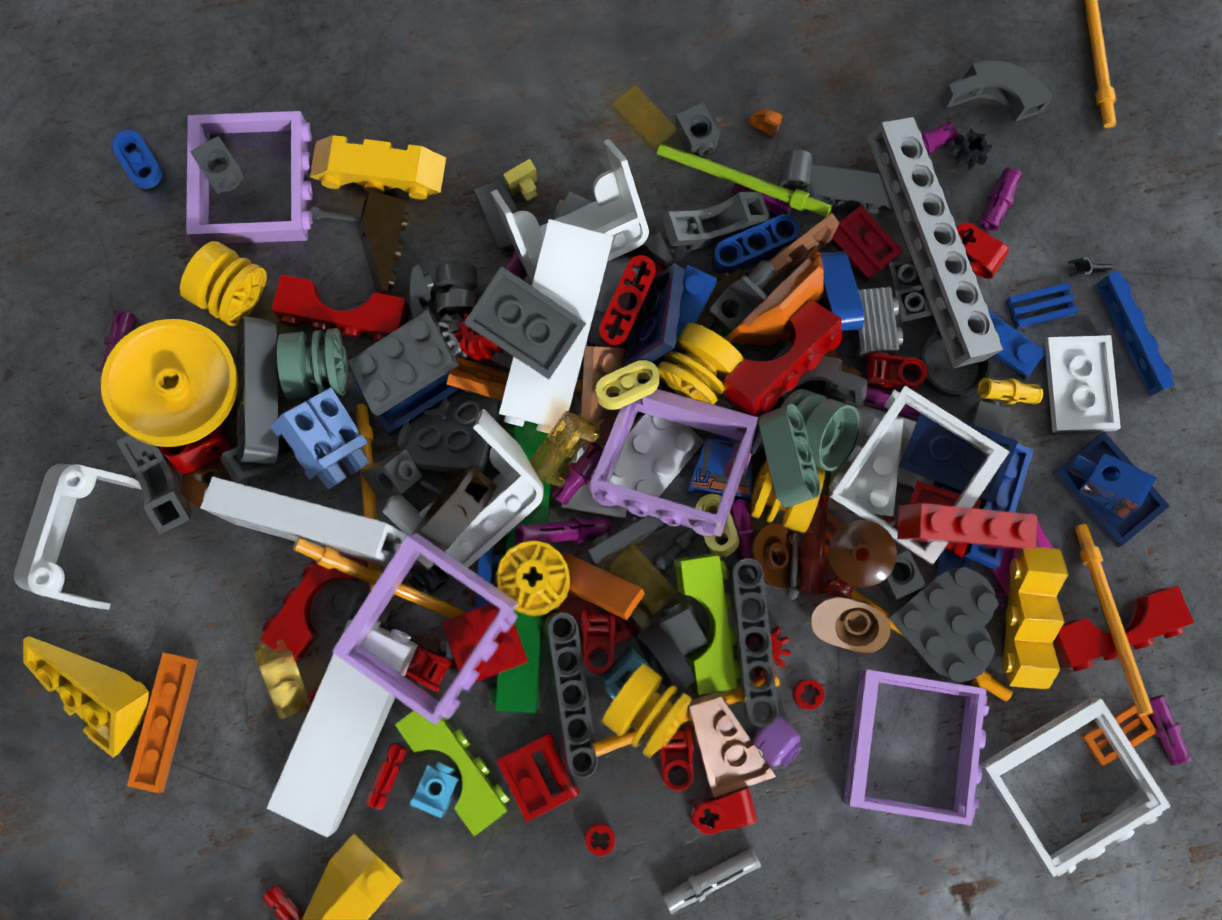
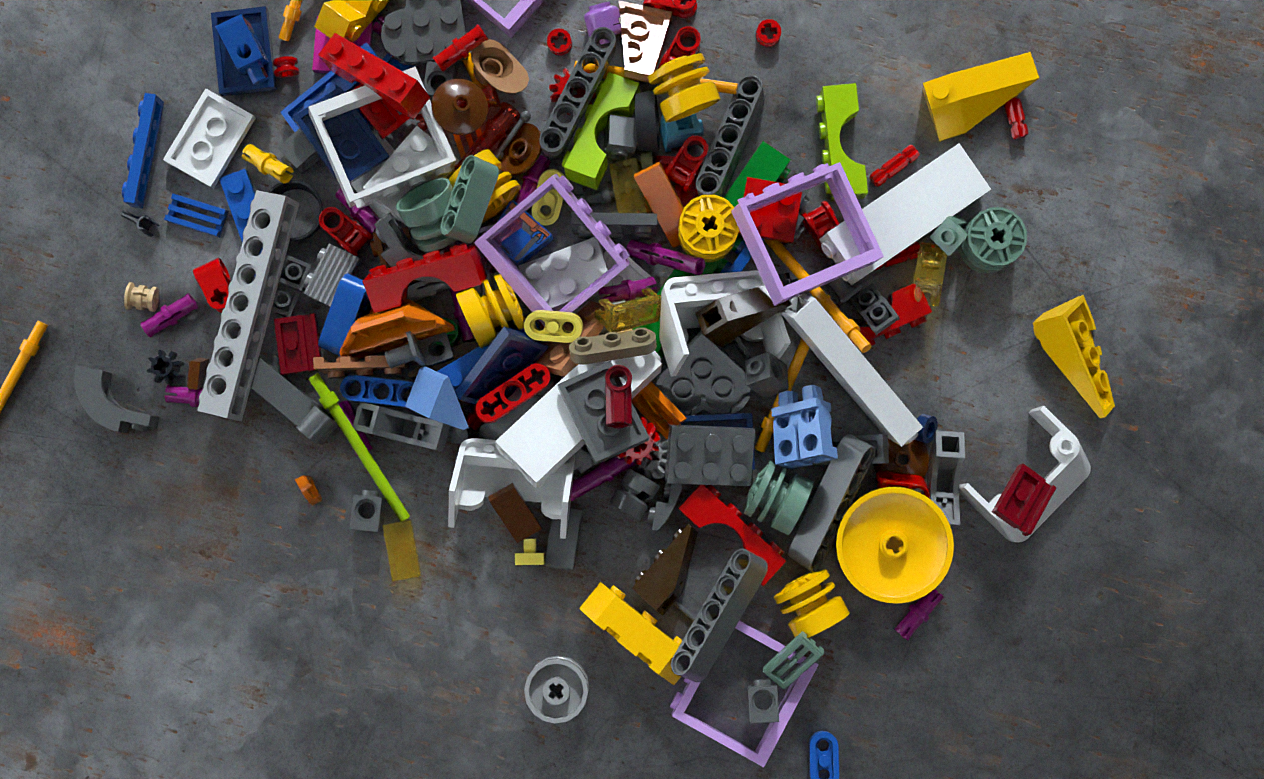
camera: 145 degrees left, 5 degrees up
(56, 495) = (1024, 499): none -> dark red plate
(162, 723) = (1034, 298): orange plate -> none
(206, 523) = (929, 426): none -> dark blue tile
(214, 218) = (808, 645): none -> sand green tile
(253, 744) = (988, 256): none -> sand green wheel
(281, 729) = (950, 235): none -> sand green bracket
(304, 218) = (719, 615): none -> dark grey beam
(318, 604) = (874, 309): none -> dark grey slope
(423, 76) = (556, 706): none -> light grey wheel
(432, 803) = (874, 128): medium azure brick -> none
(513, 336) = (618, 398): none -> dark red piece
(528, 783) = (796, 100): red plate -> none
(543, 403) = (612, 346): none -> dark tan plate
(558, 201) = (514, 512): none -> reddish brown tile
(697, 249) = (436, 399): none -> medium blue slope
(901, 616) = (460, 48): none -> red pin
(941, 161) = (196, 373): none -> reddish brown tile
(1047, 193) = (141, 297): none -> tan bush
(1059, 498) = (285, 66): none -> red bush

